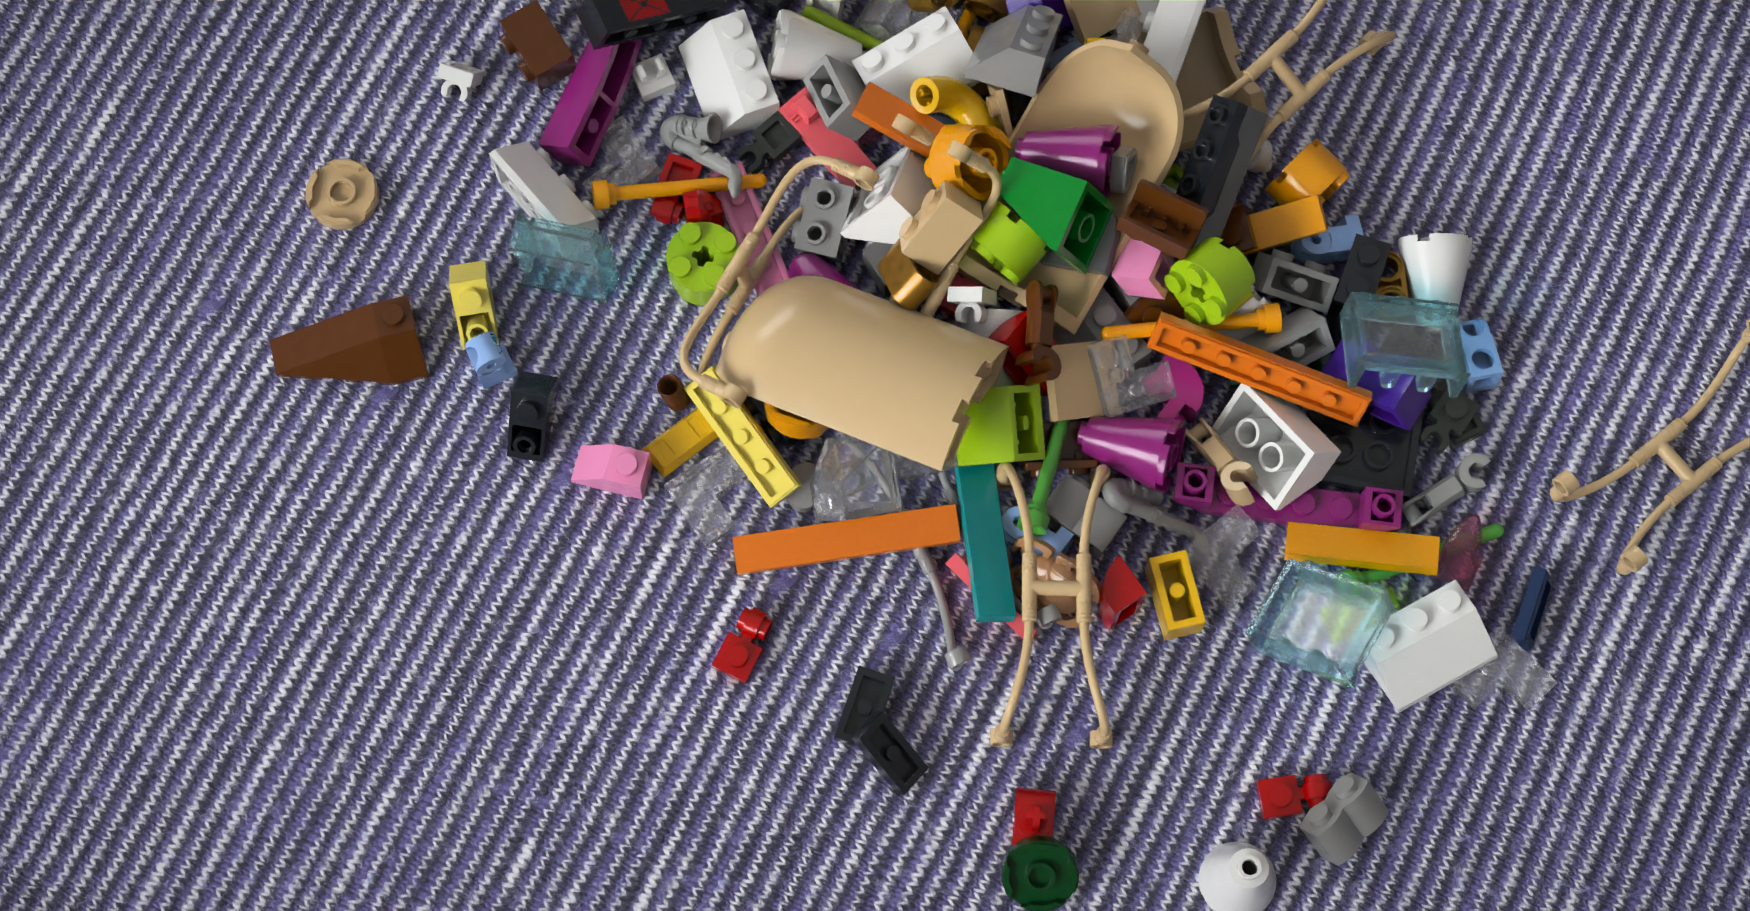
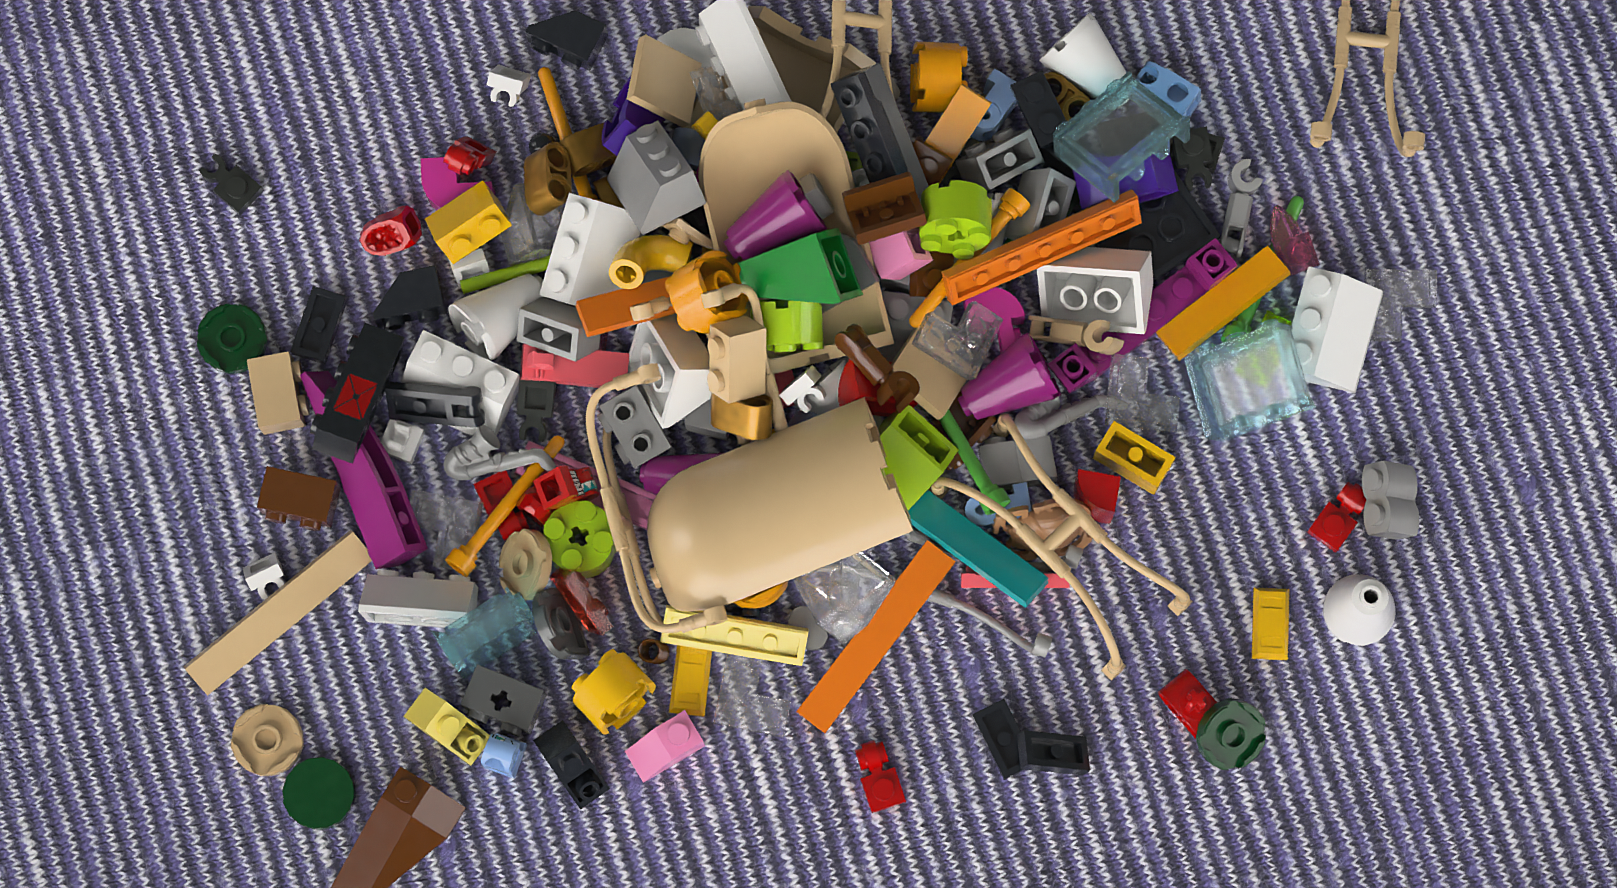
camera: 40 degrees left, 5 degrees up
(337, 265) = (318, 793): none -> dark green tile
(441, 113) = (278, 612): none -> tan tile
(525, 304) = (487, 686): none -> dark grey brick
(612, 390) = (612, 691): none -> yellow brick
(625, 306) = (559, 625): none -> dark grey tile
(647, 241) = (525, 563): none -> tan tile
(661, 289) = (588, 609): none -> clear red plate
(698, 69) = (435, 404): none -> black plate
(732, 213) = (569, 486): none -> red leg
(1157, 823) = (1270, 623): none -> yellow tile
(1533, 608) = (1373, 234): dark blue tile -> none

